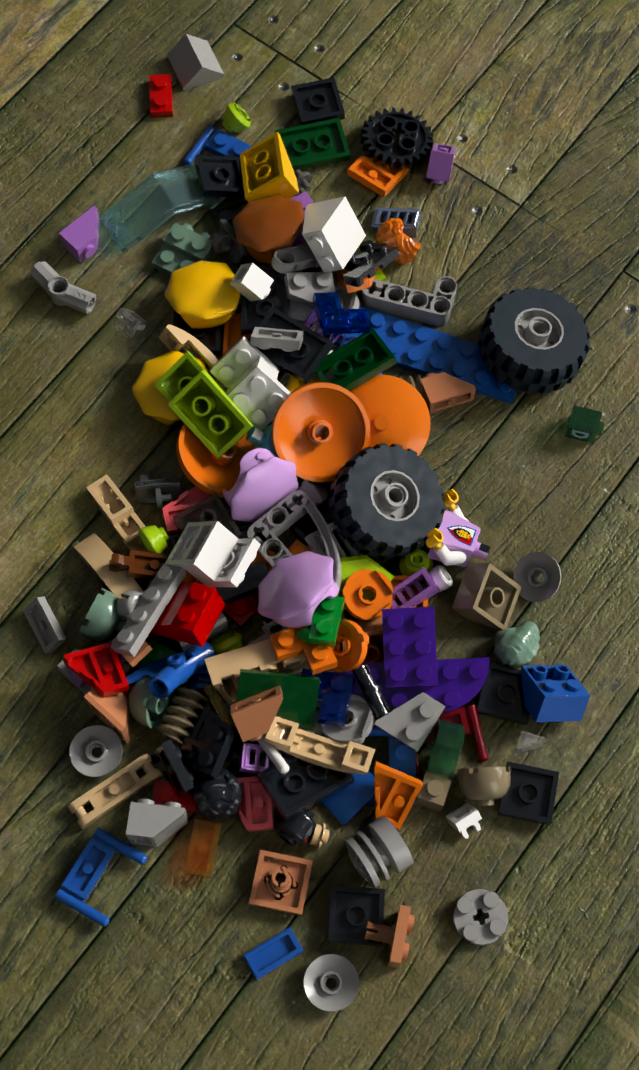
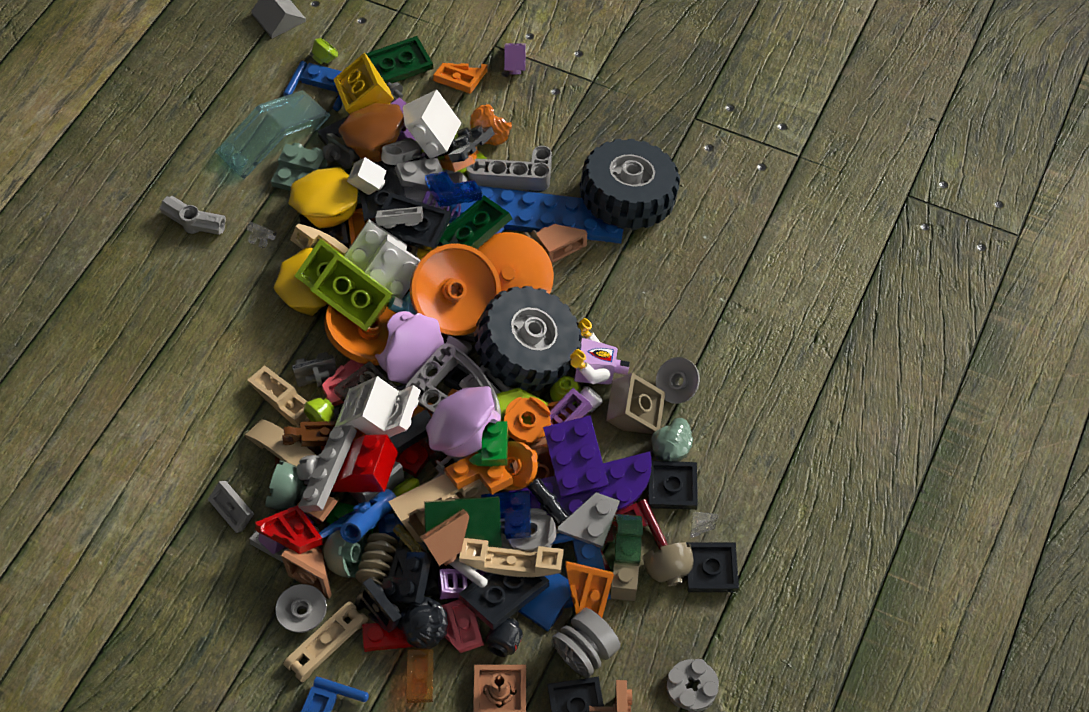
camera: 10 degrees left, 10 degrees down
(82, 235) = (202, 169): medium lavender slope -> none
(153, 823) = (370, 658): light grey slope -> none
(161, 95) = (252, 45): red plate -> none
(219, 176) = (319, 98): black plate -> none
(317, 101) = (394, 25): black plate -> none
(319, 836) = (527, 643): tan plate -> none
(379, 137) = (487, 44): black gear -> none
(411, 215) = (497, 104): sand blue slope -> none
(463, 818) = (657, 599): white tile -> none
(553, 693) = (715, 474): blue slope -> none
(584, 424) = (690, 246): clear green brick -> none

